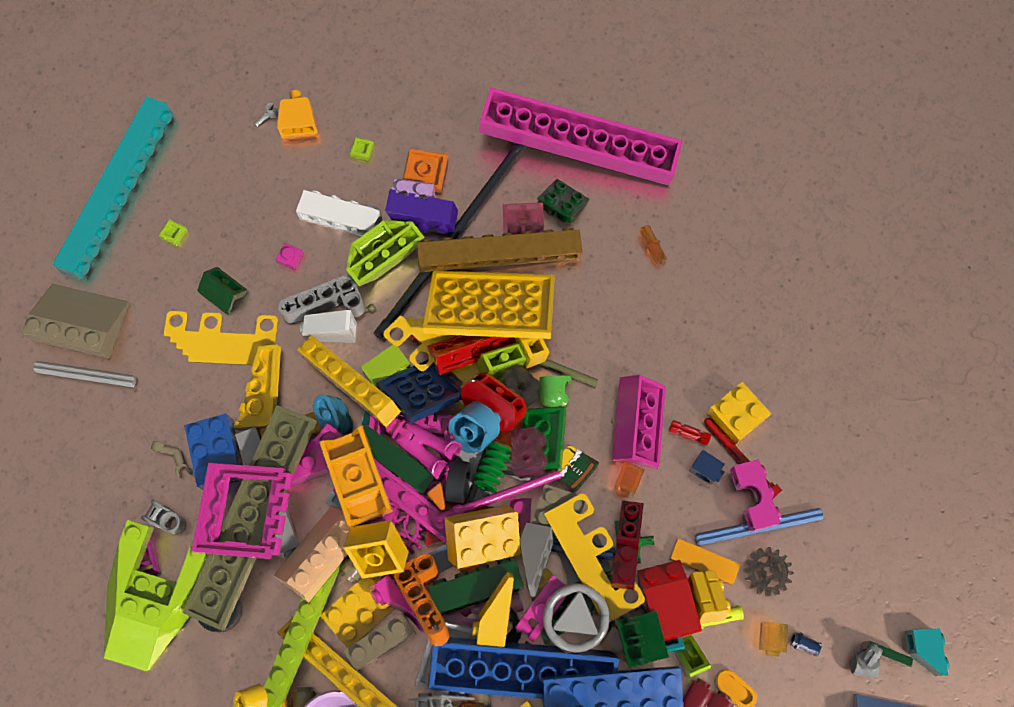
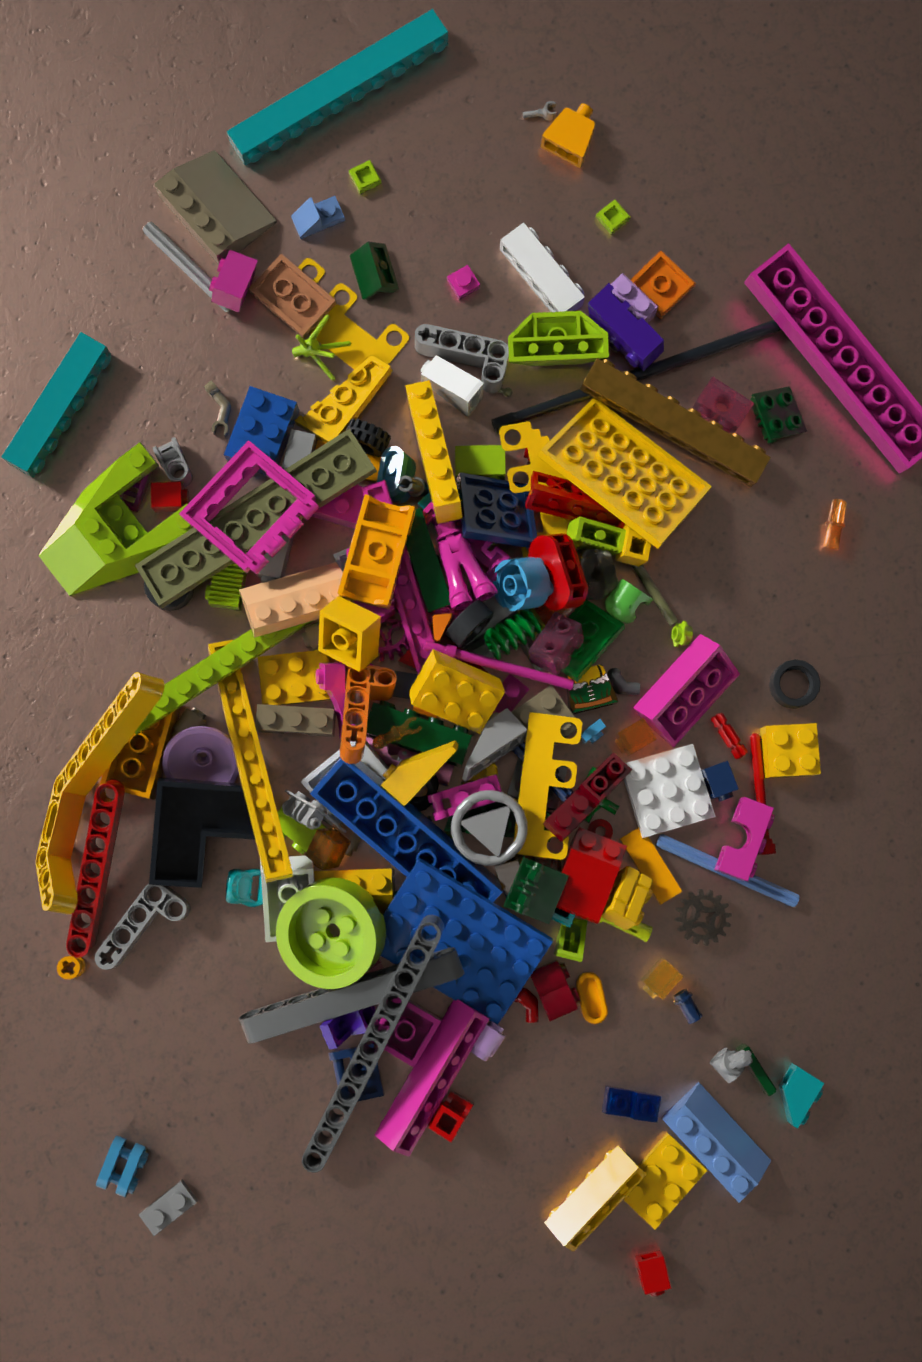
camera: 30 degrees right, 10 degrees up
(47, 538) = (57, 405): none -> teal brick
(123, 361) = (233, 280): none -> dark pink brick
(154, 282) = (317, 217): none -> medium blue slope
(174, 344) = (292, 296): none -> nougat plate
(175, 545) = (168, 496): none -> red brick
(211, 369) = (311, 347): none -> lime plant
(262, 582) = (225, 588): none -> lime brick
(296, 401) = (371, 438): none -> black tyre
(351, 413) = (414, 486): none -> dark grey pin
(461, 597) = (395, 734): none -> clear orange piece
(591, 450) = (620, 685): none -> dark grey arm
(597, 496) = (593, 732): none -> dark azure plate
(607, 386) = (681, 634): none -> lime plate
(645, 562) = (601, 823): none -> red plate
(678, 501) = (668, 791): none -> white plate
(712, 352) = (810, 672): none -> black tyre

